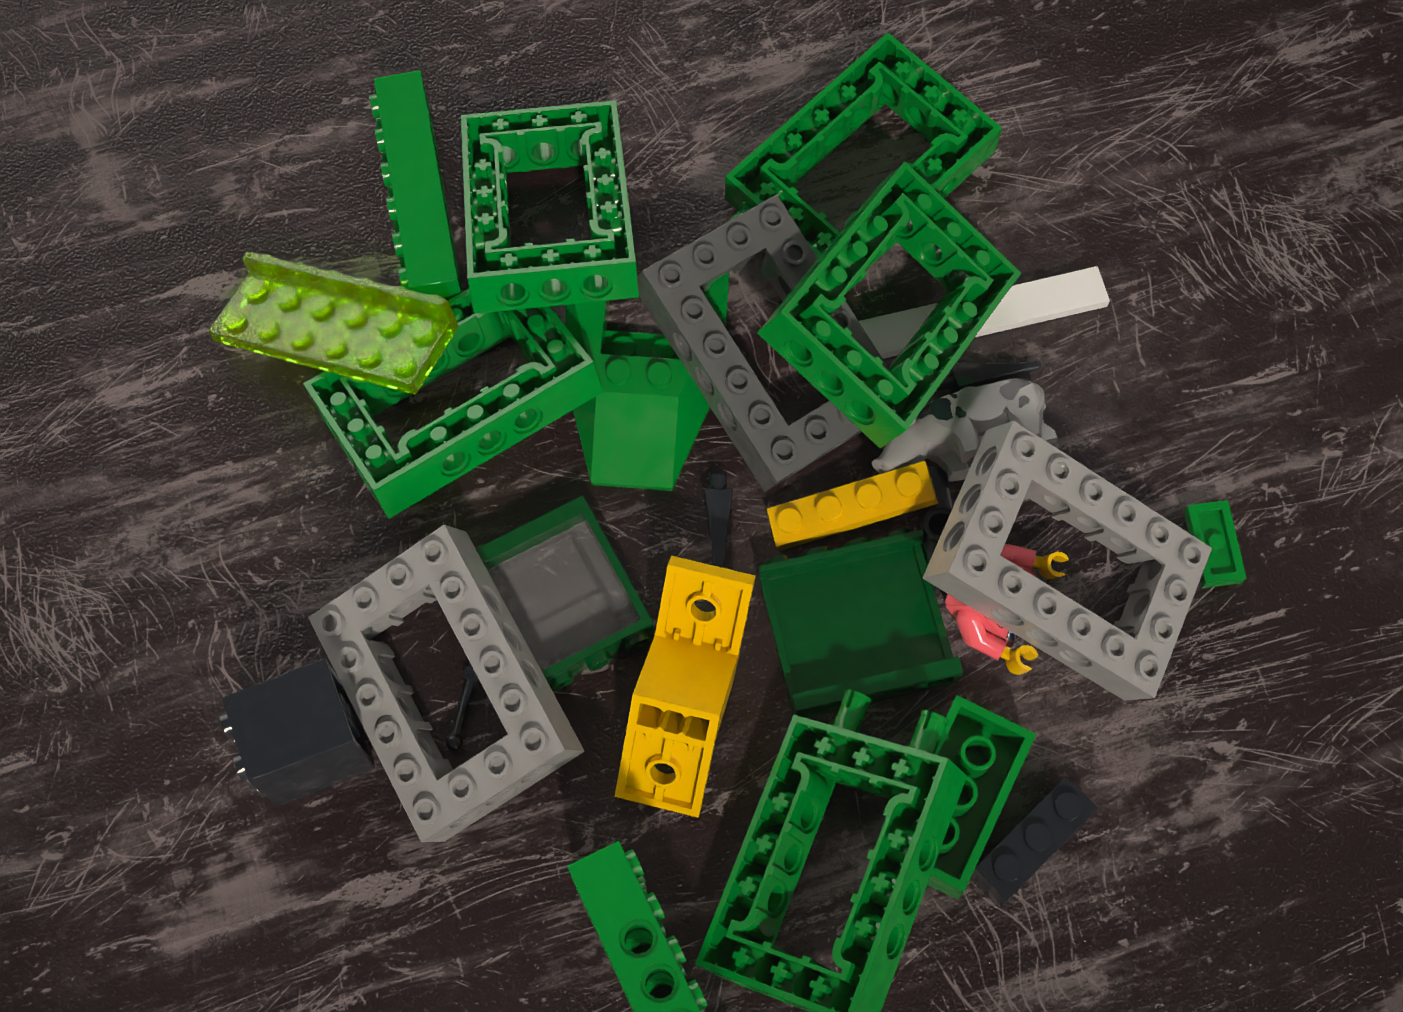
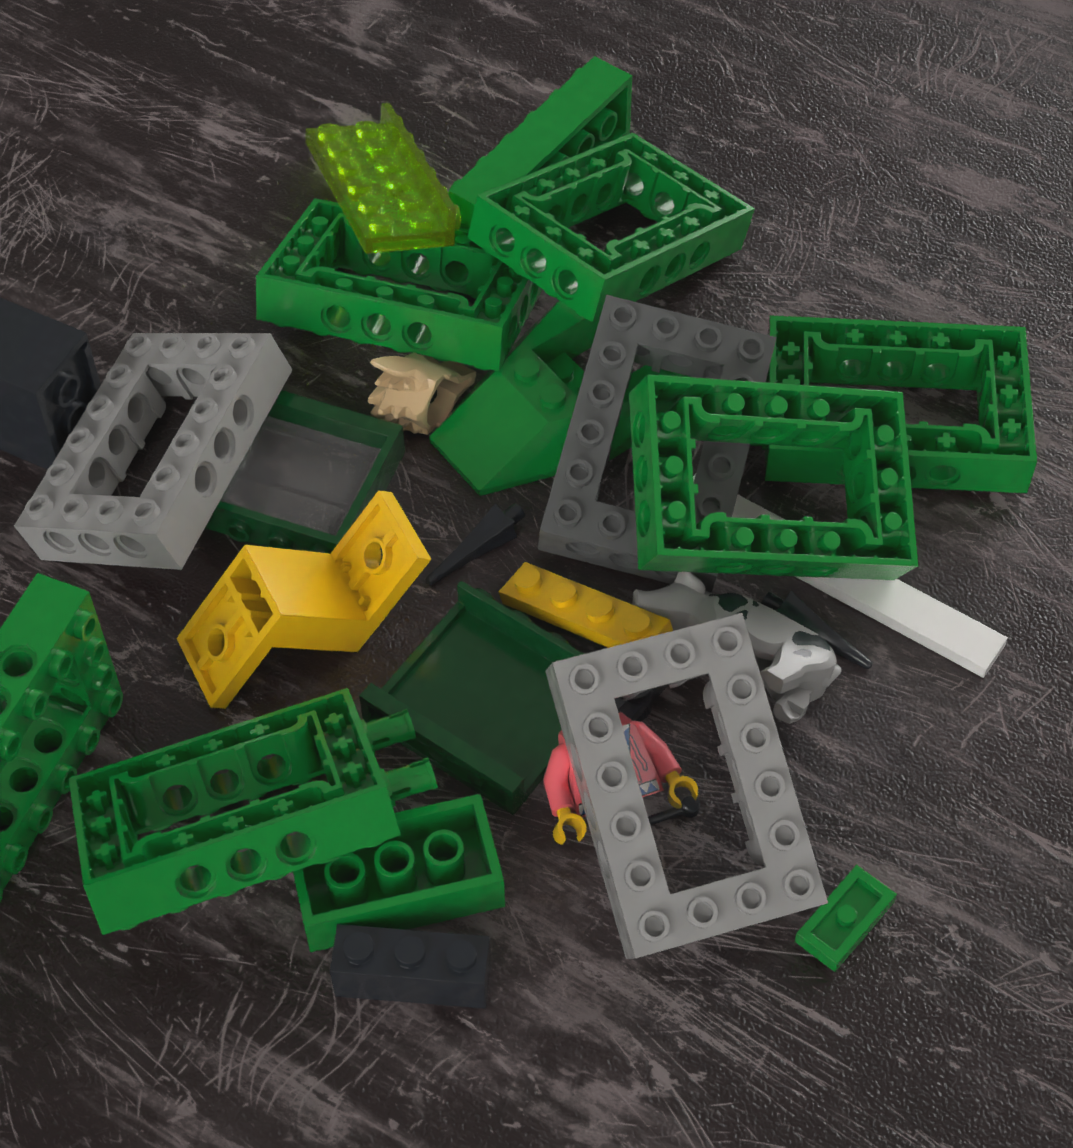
camera: 50 degrees right, 15 degrees down
(553, 463) = (408, 386): none -> tan piece

